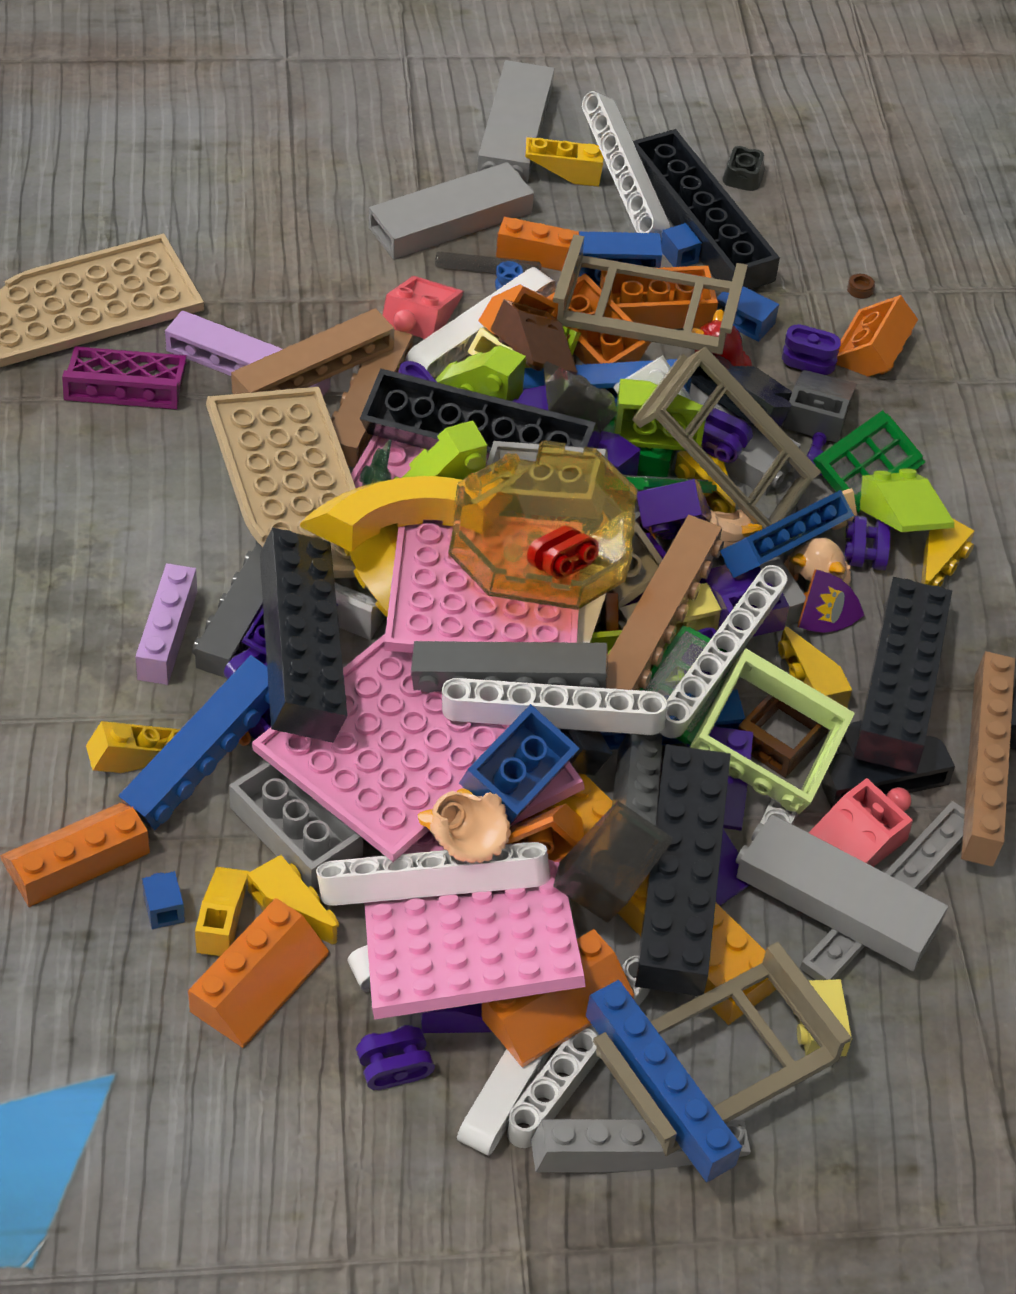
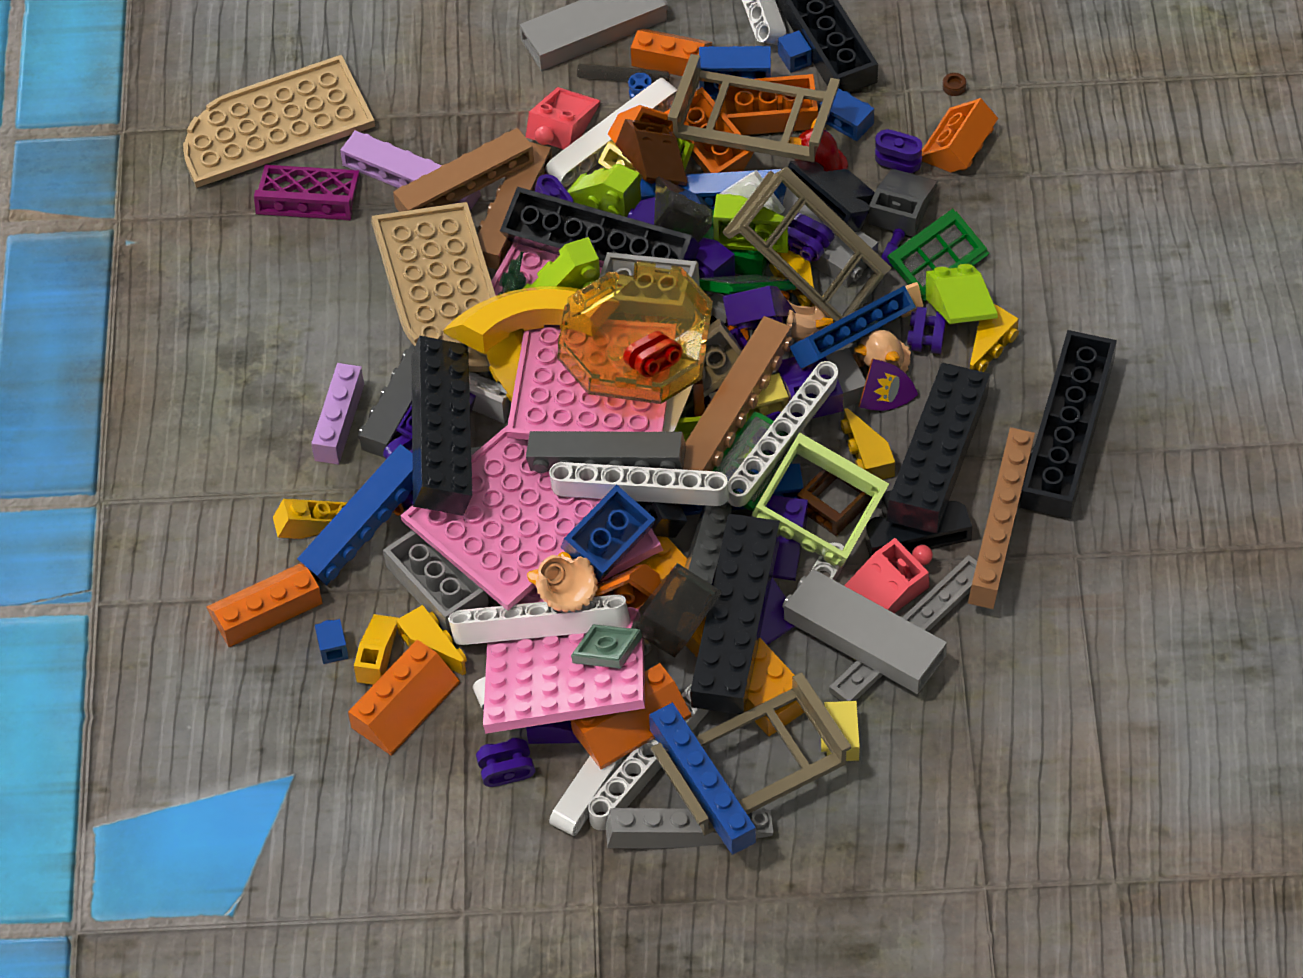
camera: 10 degrees right, 5 degrees up
(525, 907) = (606, 646): none -> sand green tile

